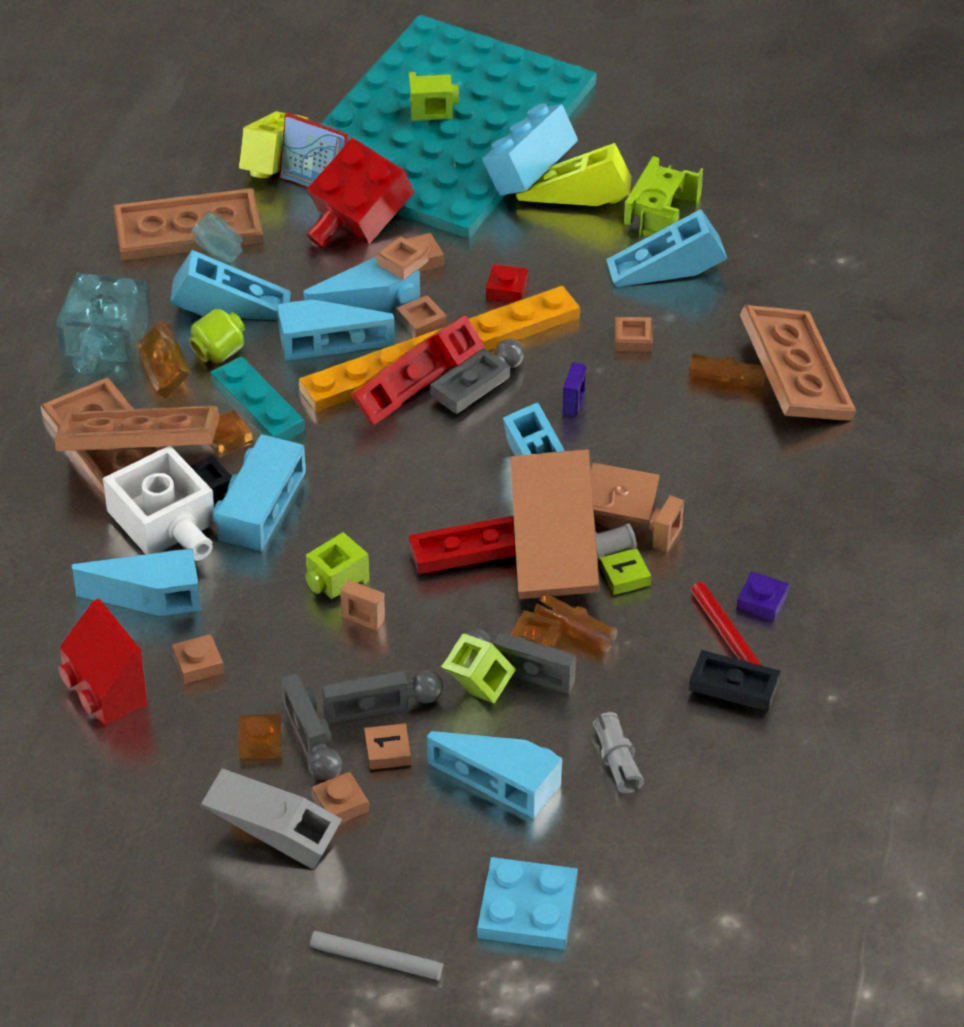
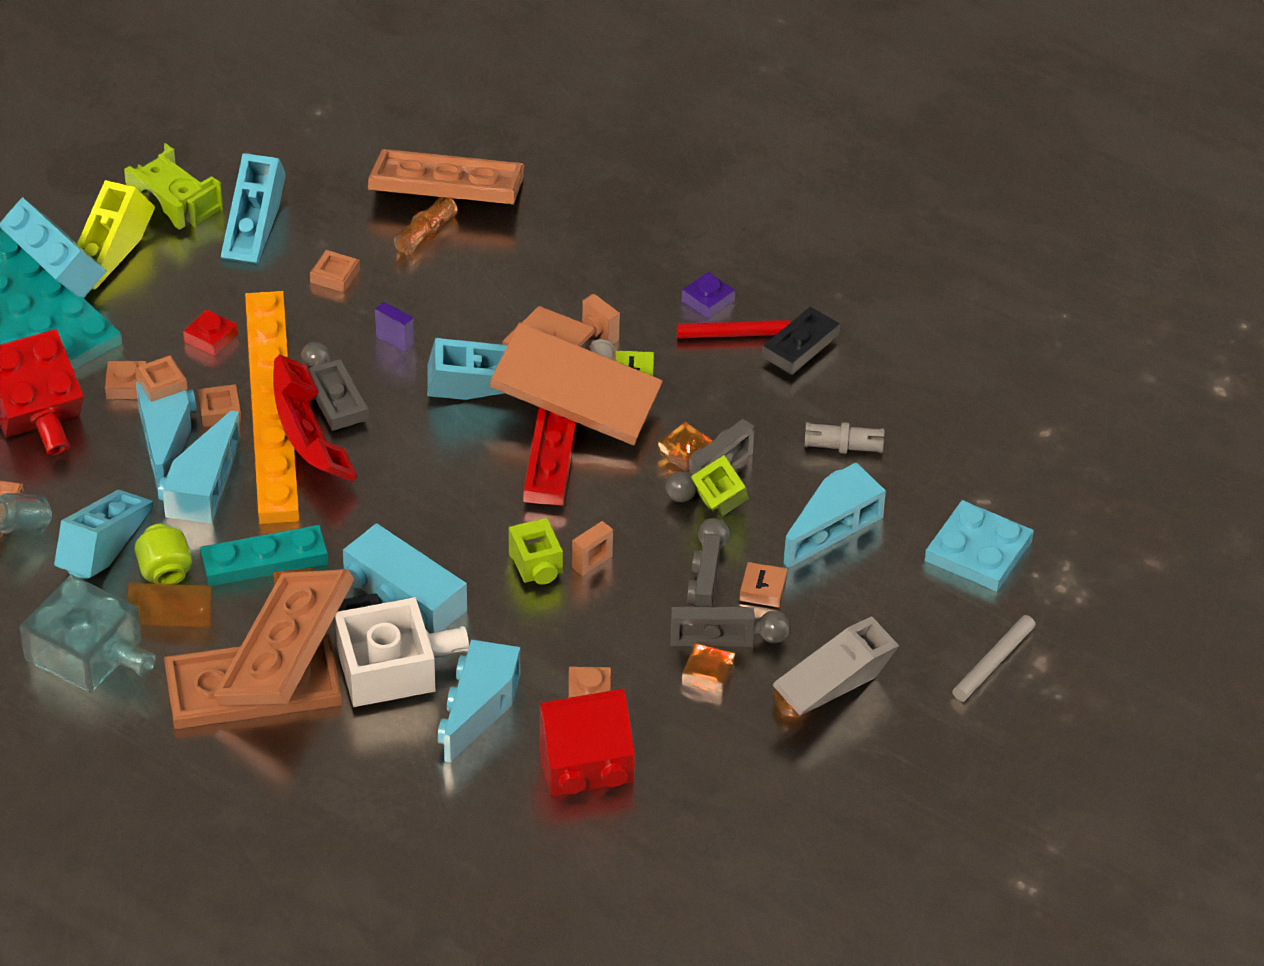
camera: 70 degrees left, 0 degrees up
(341, 797) = (808, 632): nougat plate -> none
(577, 622) = (681, 412): clear orange pin -> none

